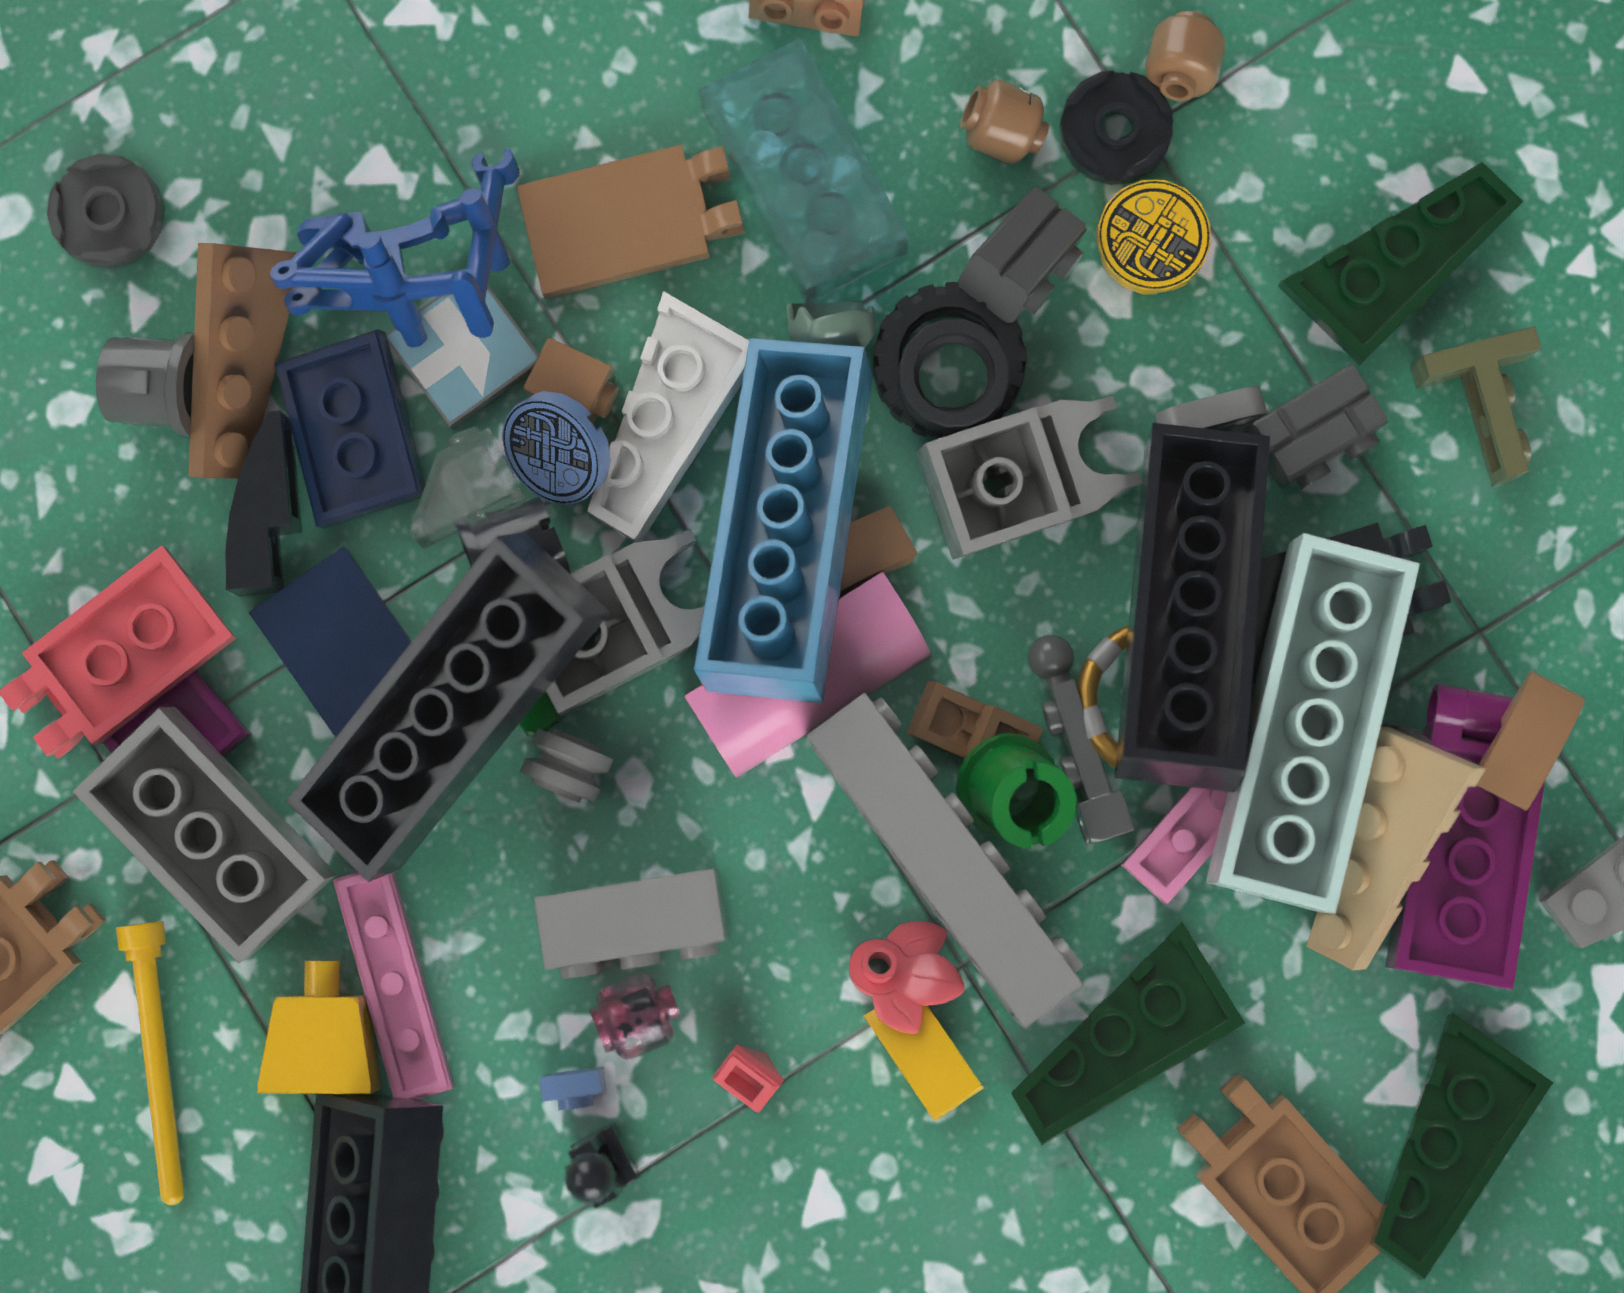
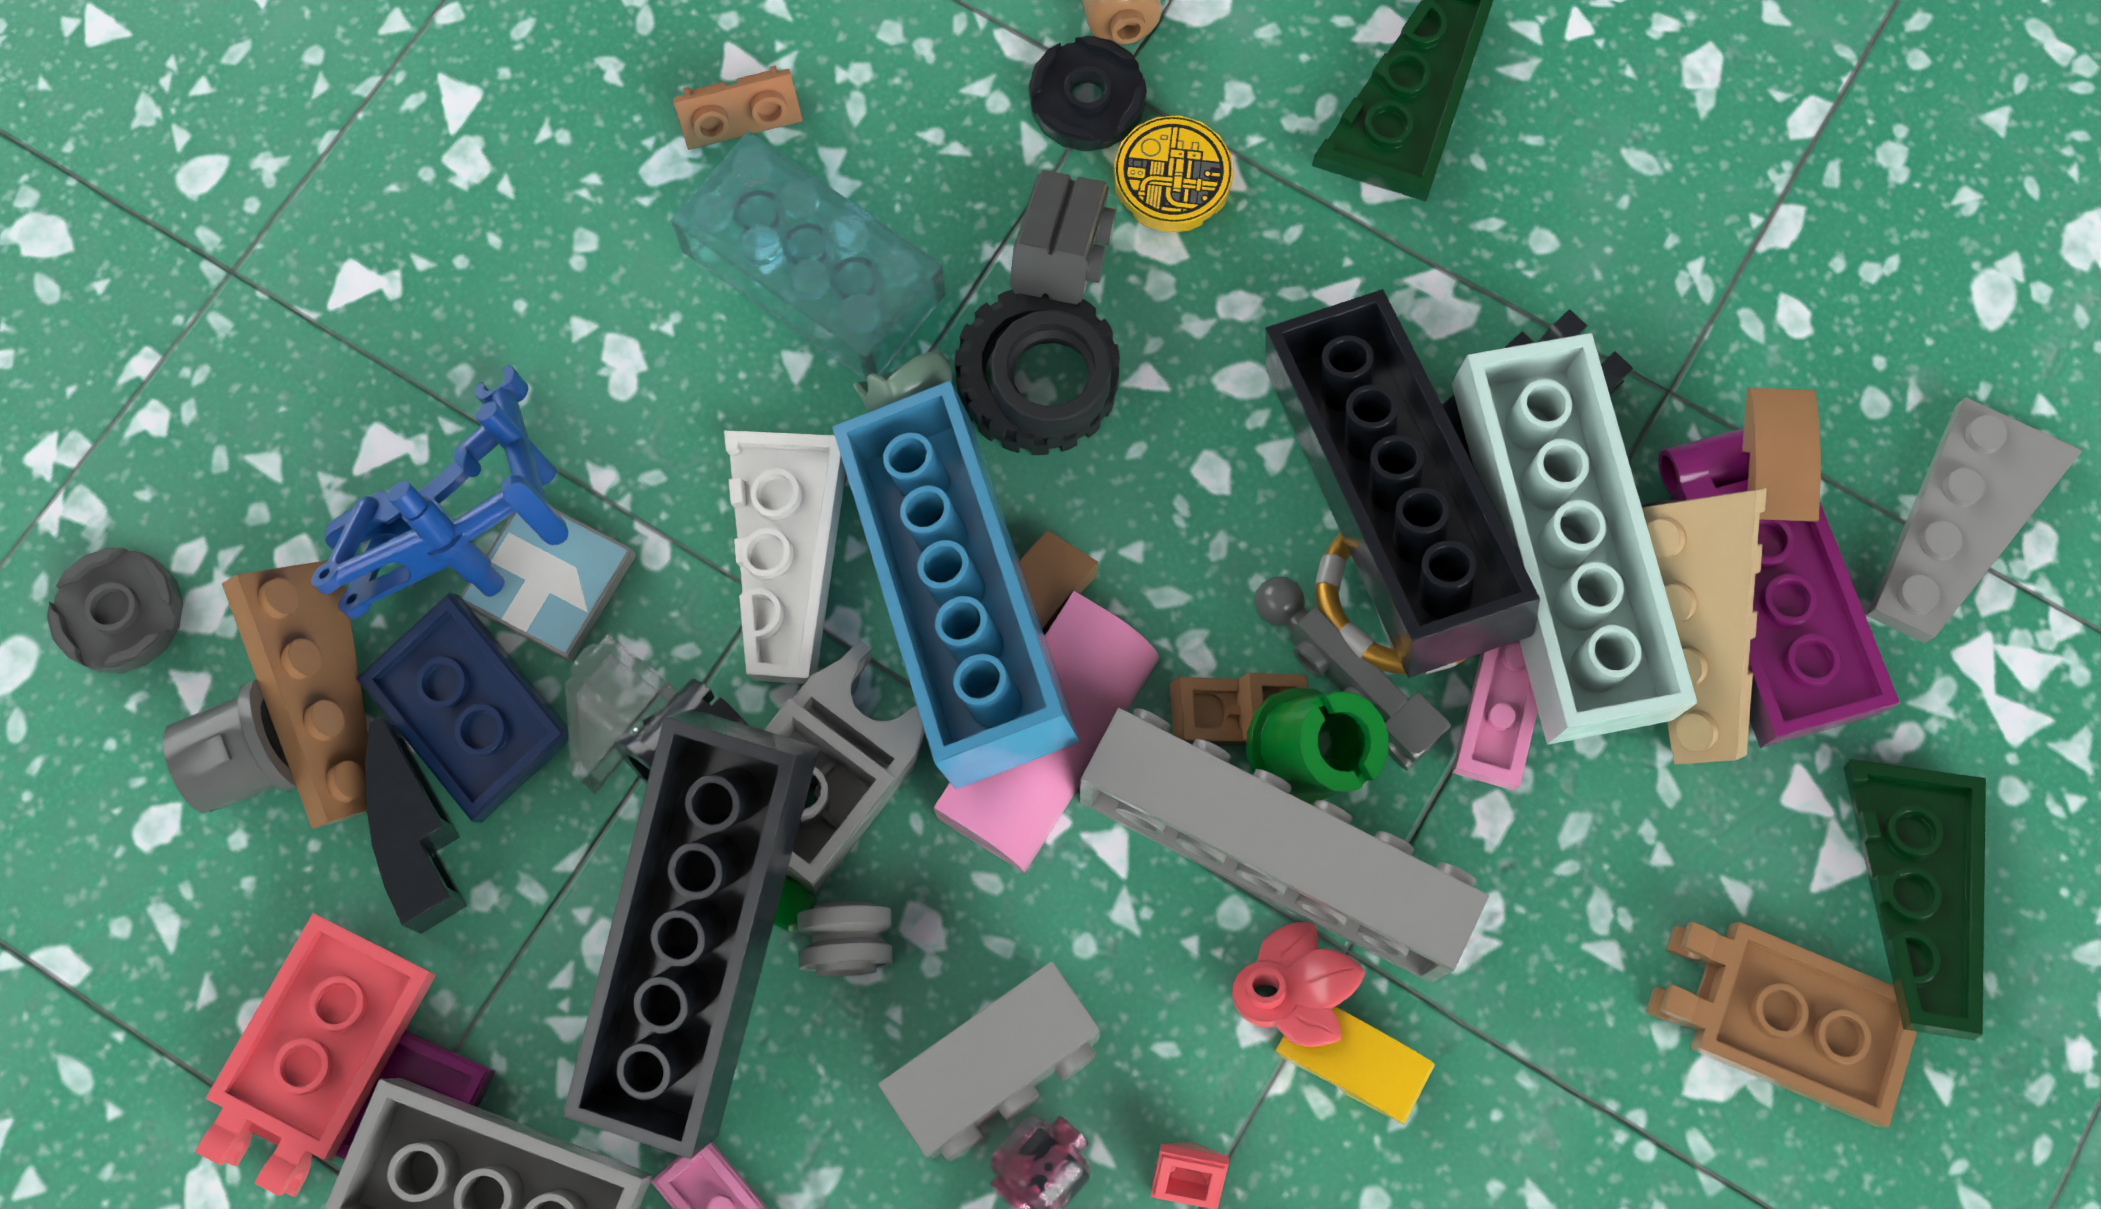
camera: 30 degrees left, 10 degrees down
(333, 636) = (536, 924): dark blue tile -> none
(555, 448) = (686, 623): medium blue tile -> none
(574, 375) = (672, 558): medium nougat brick -> none
(625, 218) = (655, 380): medium nougat tile -> none
(1004, 122) = (980, 129): medium nougat head -> none
(1040, 473) = (1172, 424): light grey brick -> none
(1140, 1031) = (1559, 929): dark green wing -> none
(1218, 411) = (1331, 286): light grey beam -> none
(1319, 426) = (1424, 263): dark grey brick -> none
(1488, 395) = (1560, 173): olive bracket -> none

